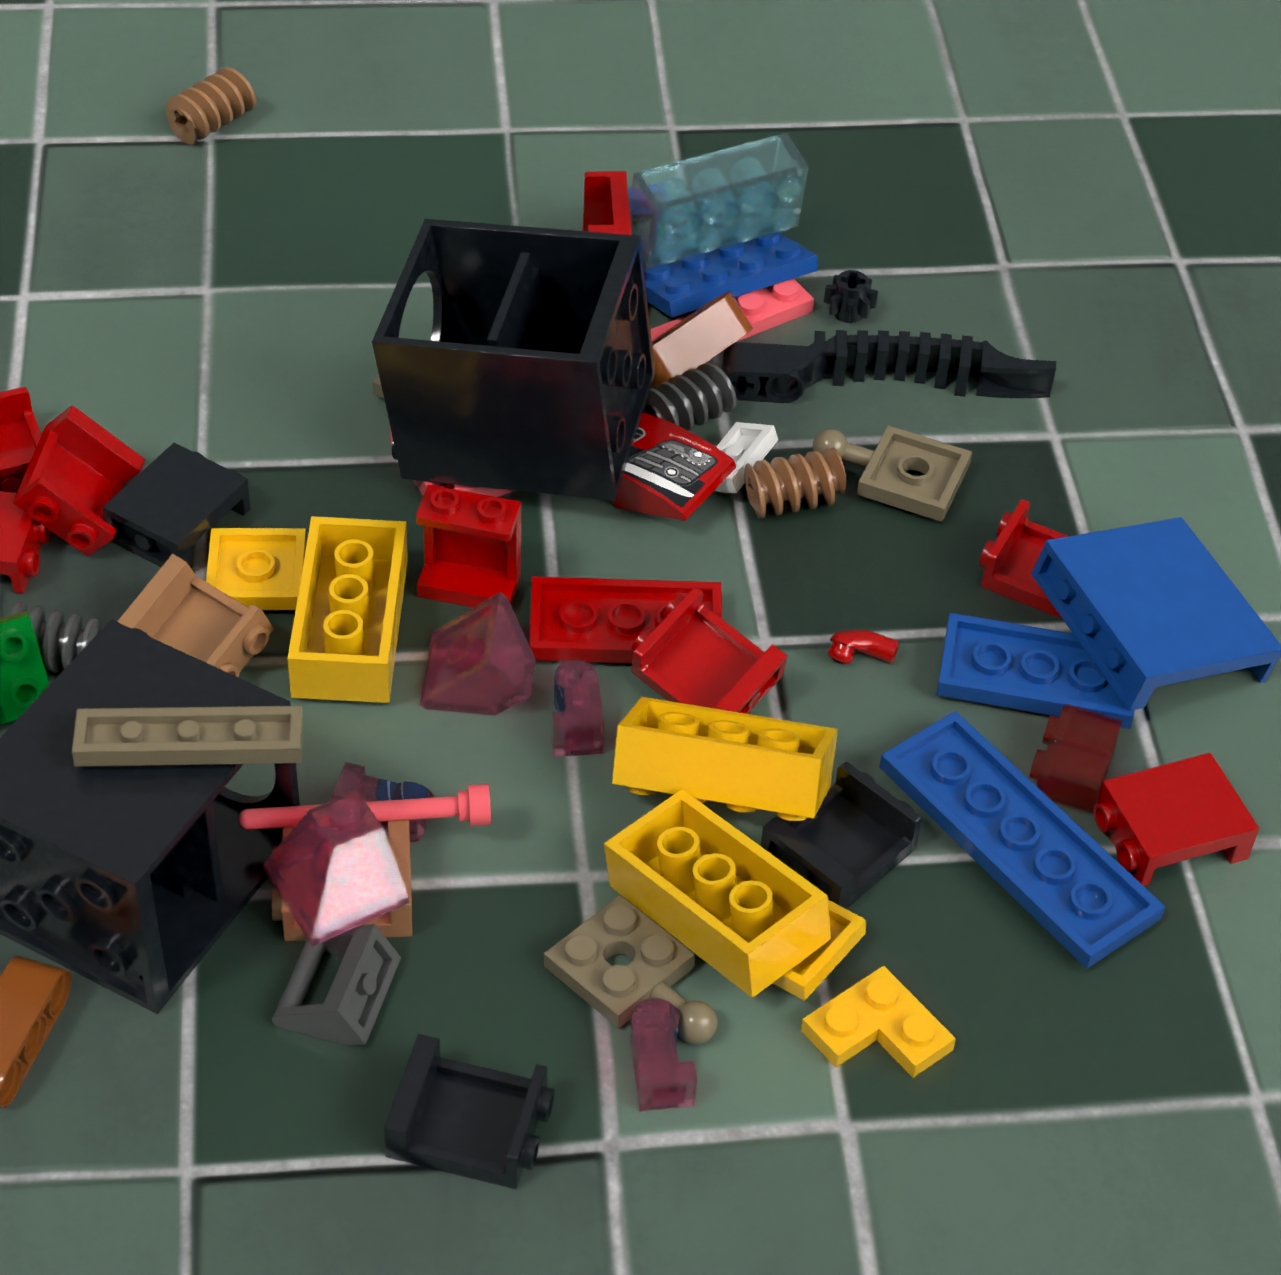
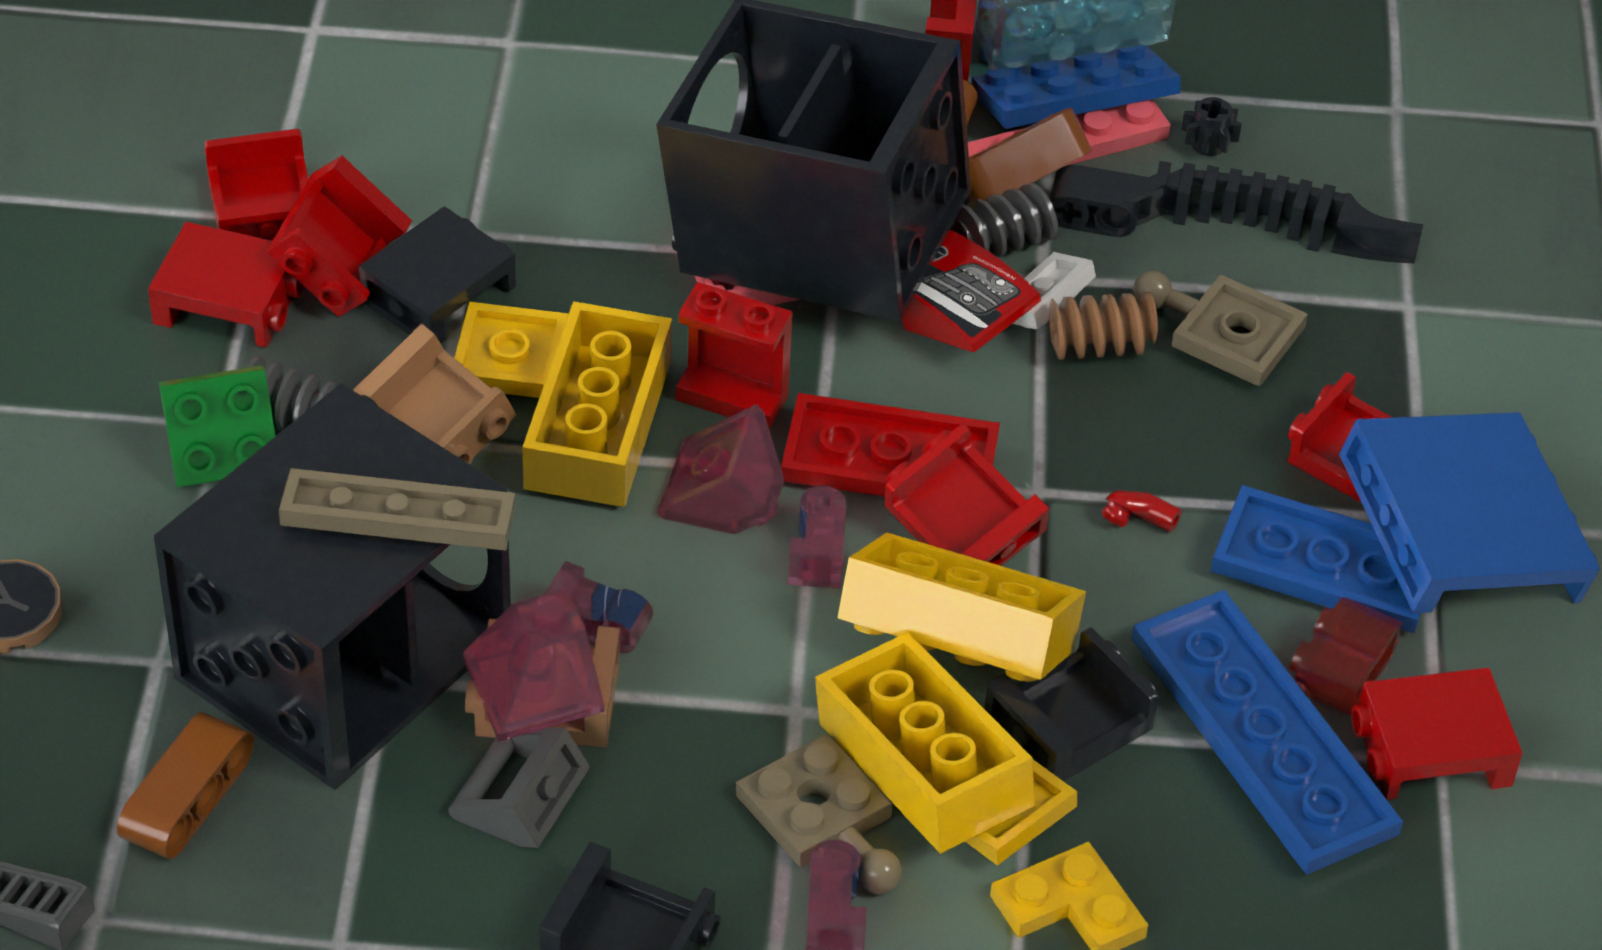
camera: 10 degrees right, 0 degrees up
(469, 805) = (683, 621): coral piece -> none

